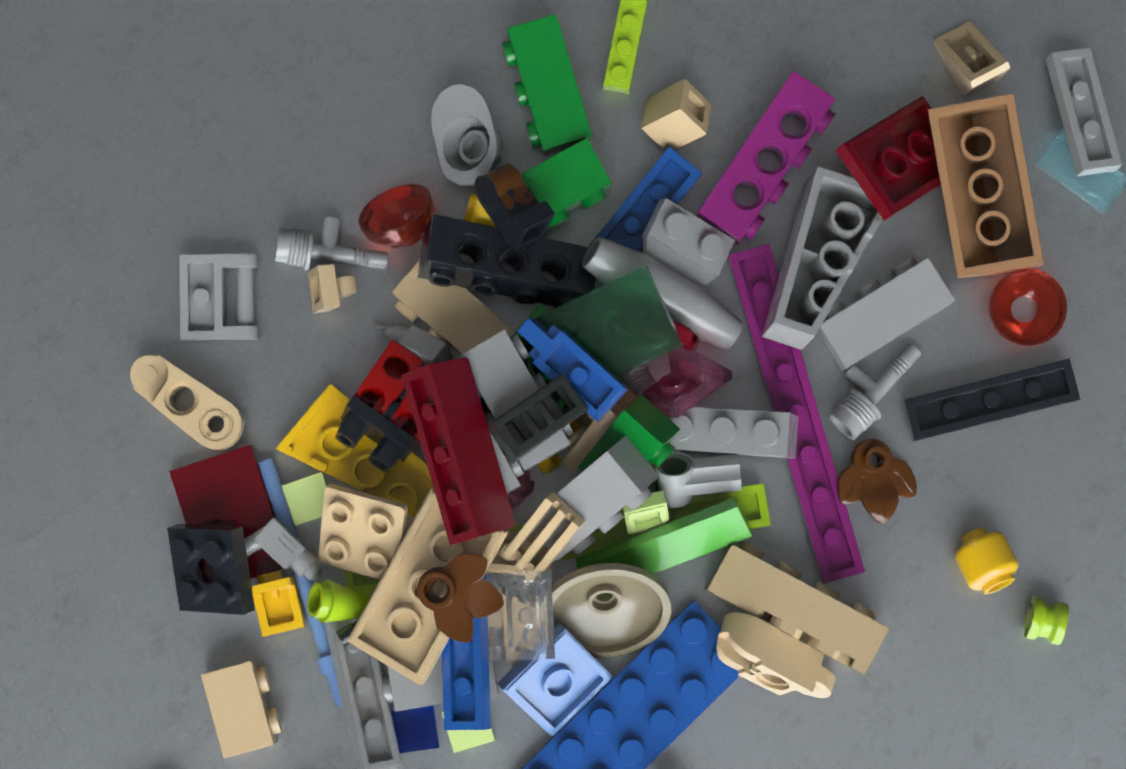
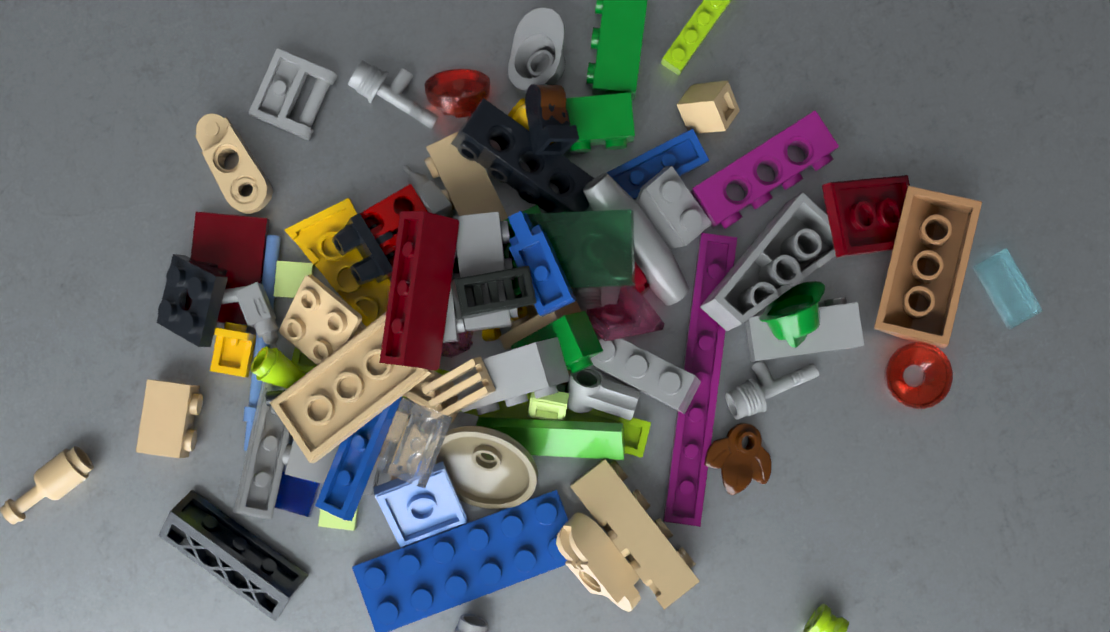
camera: 25 degrees right, 0 degrees up
(327, 289) = (379, 124): tan tile -> none
(466, 595) = (374, 410): reddish brown plate -> none
(866, 298) = (795, 312): none -> green piece
(970, 58) = (958, 163): tan slope -> none
(986, 560) = (799, 559): yellow head -> none
(991, 400) = (858, 435): black plate -> none
(1083, 111) = (1029, 241): light grey plate -> none

